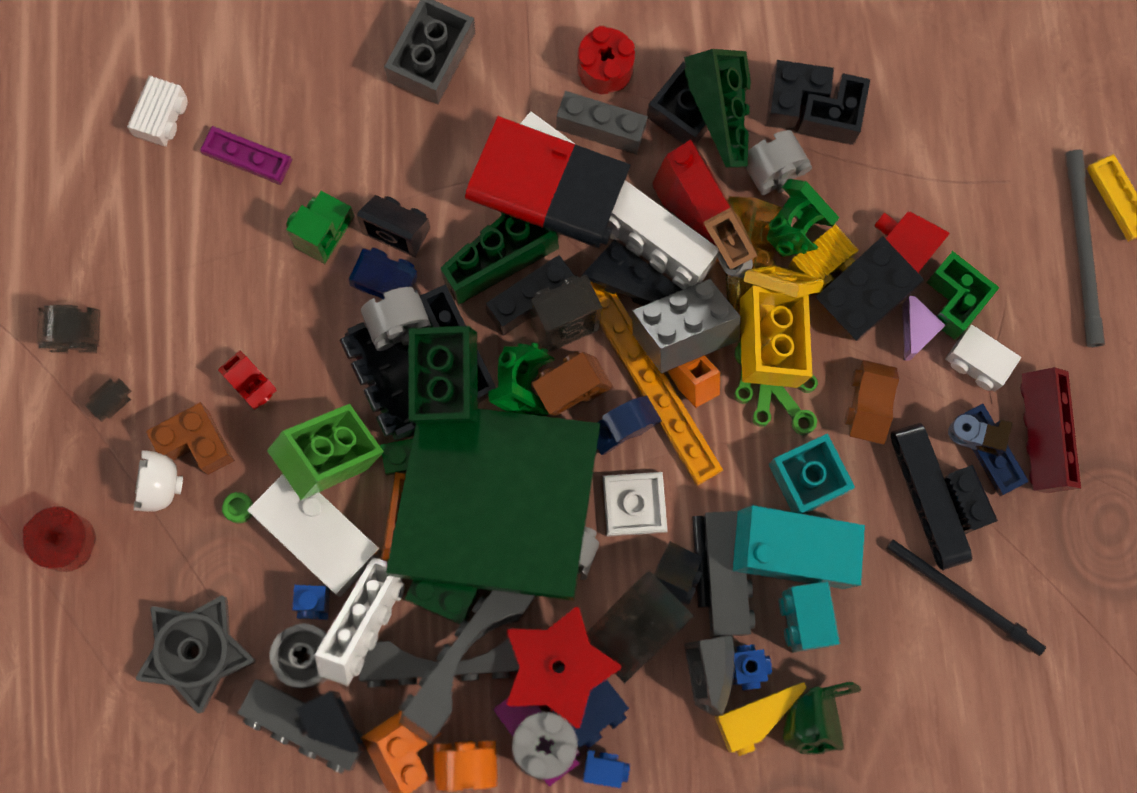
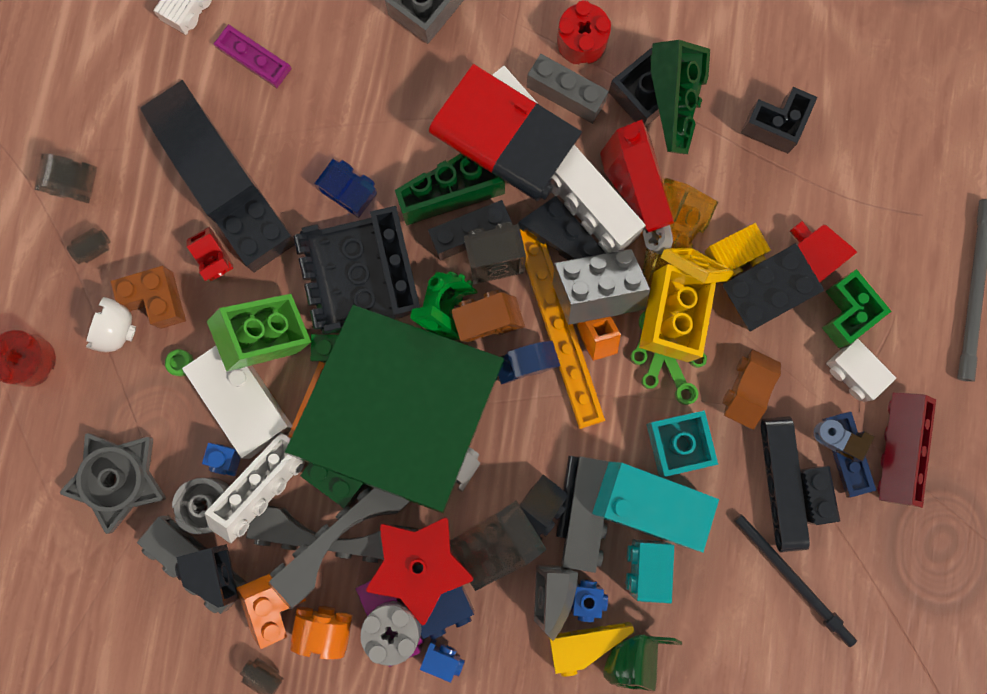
camera: 20 degrees right, 5 degrees up
(238, 292) = (217, 177): none -> black slope
(319, 226) = (301, 132): green brick -> none
(393, 224) = (364, 142): black slope -> none
(393, 316) = (345, 227): light grey brick -> none
(443, 375) = (373, 287): dark green brick -> none
(634, 504) = (521, 433): white tile -> none
(730, 238) = (657, 216): medium nougat slope -> none
(777, 161) = (715, 156): light grey brick -> none
(790, 88) = (743, 91): black brick -> none
(807, 209) = (732, 202): green tile -> none
(918, 326) = (809, 330): lavender slope -> none

